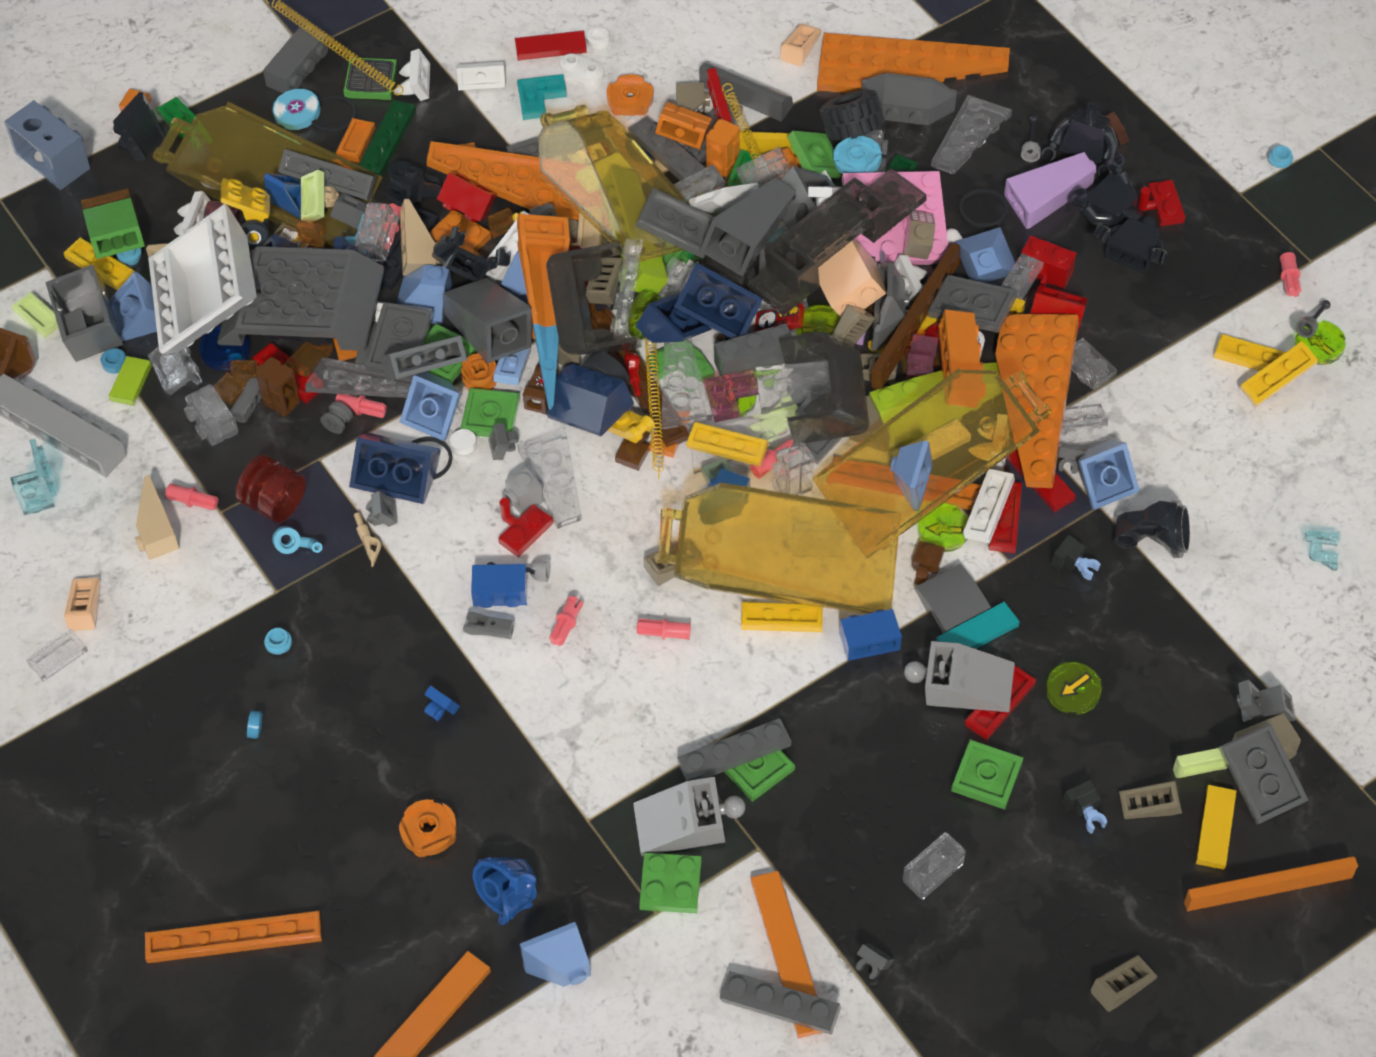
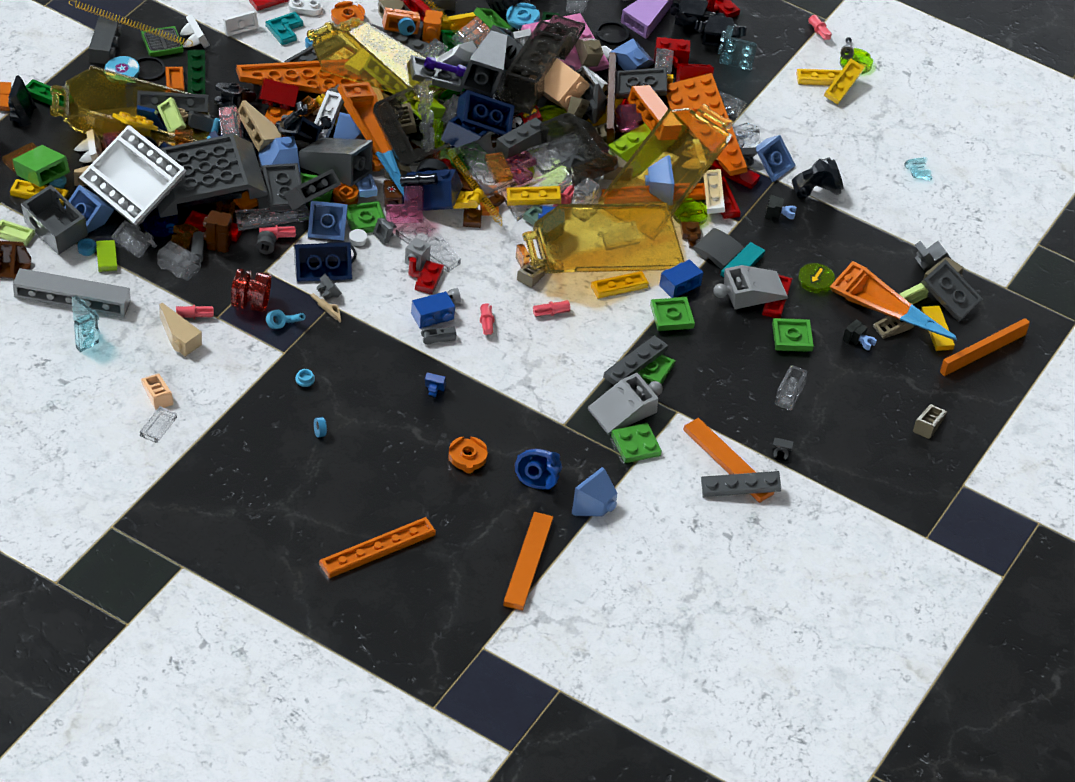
camera: 30 degrees left, 10 degrees down
(545, 422) = (411, 210): none -> clear pink plate
(569, 382) = (419, 179): none -> black pin
(672, 207) = (431, 63): none -> dark purple bar
(683, 137) = (406, 26): none -> dark azure tile
(694, 389) = (498, 167): none -> clear orange tile
(829, 687) = (672, 313): none -> bright green plate
(1134, 736) = (866, 289): none -> orange plate
(1136, 286) = (736, 51): none -> clear light blue bracket

